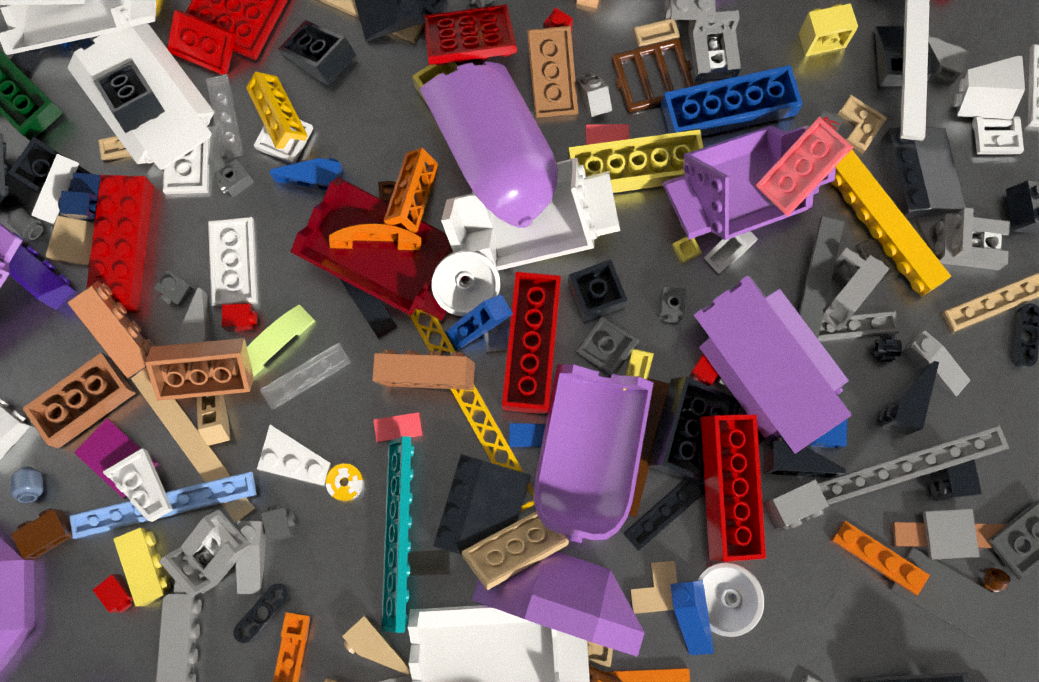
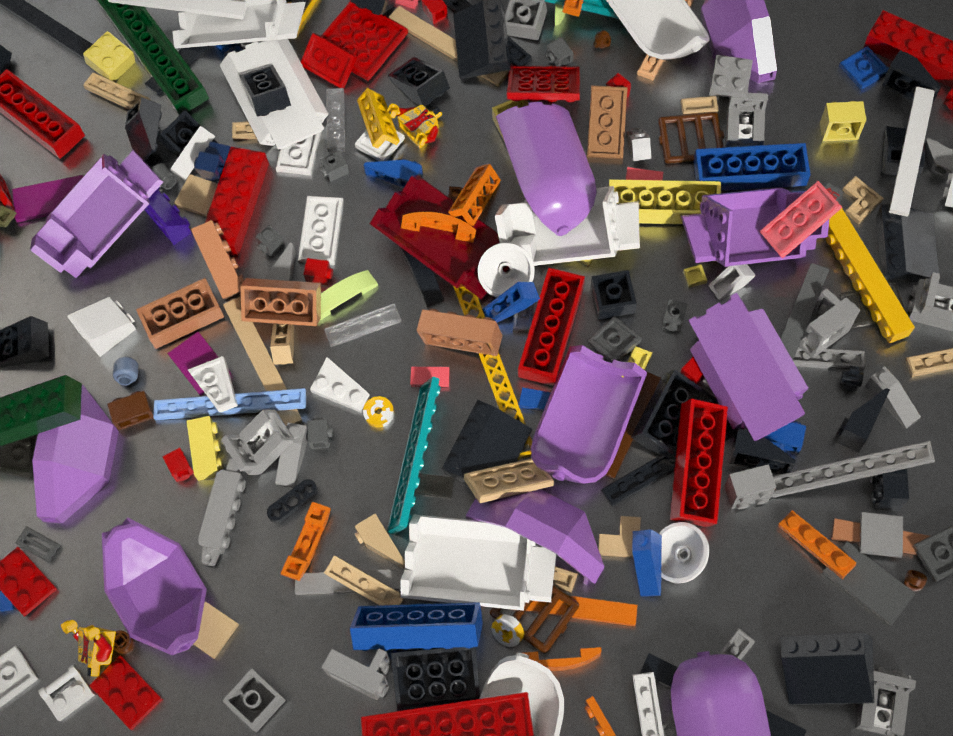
camera: 15 degrees right, 10 degrees down
(325, 106) = (417, 122): none -> torso

